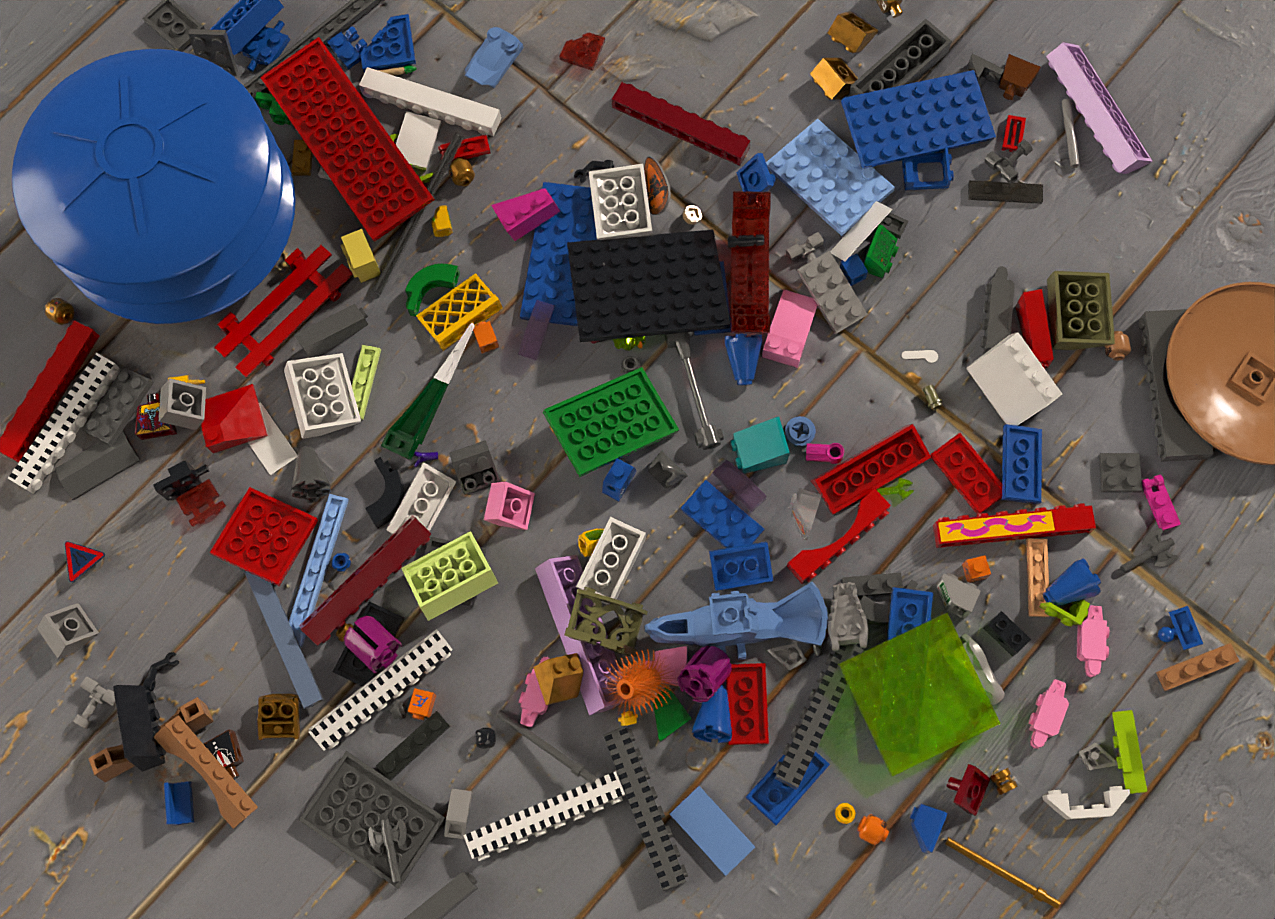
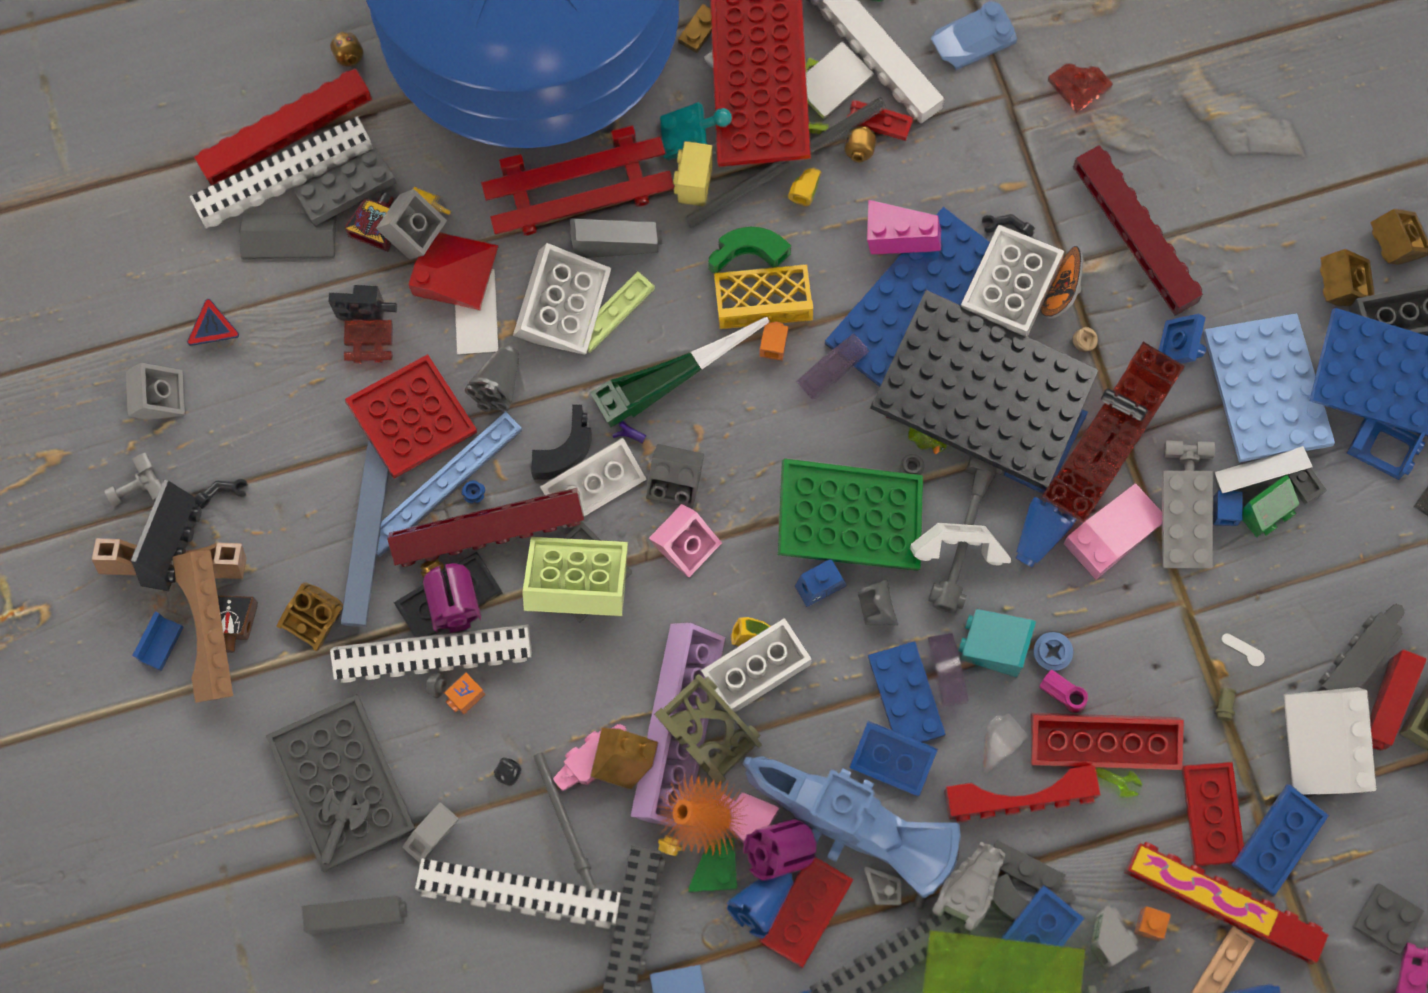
camera: 30 degrees right, 0 degrees up
(336, 225) = (690, 126): none -> teal plate
(413, 746) = (428, 732): pearl dark grey plate -> none
(676, 409) = (930, 542): none -> white slope

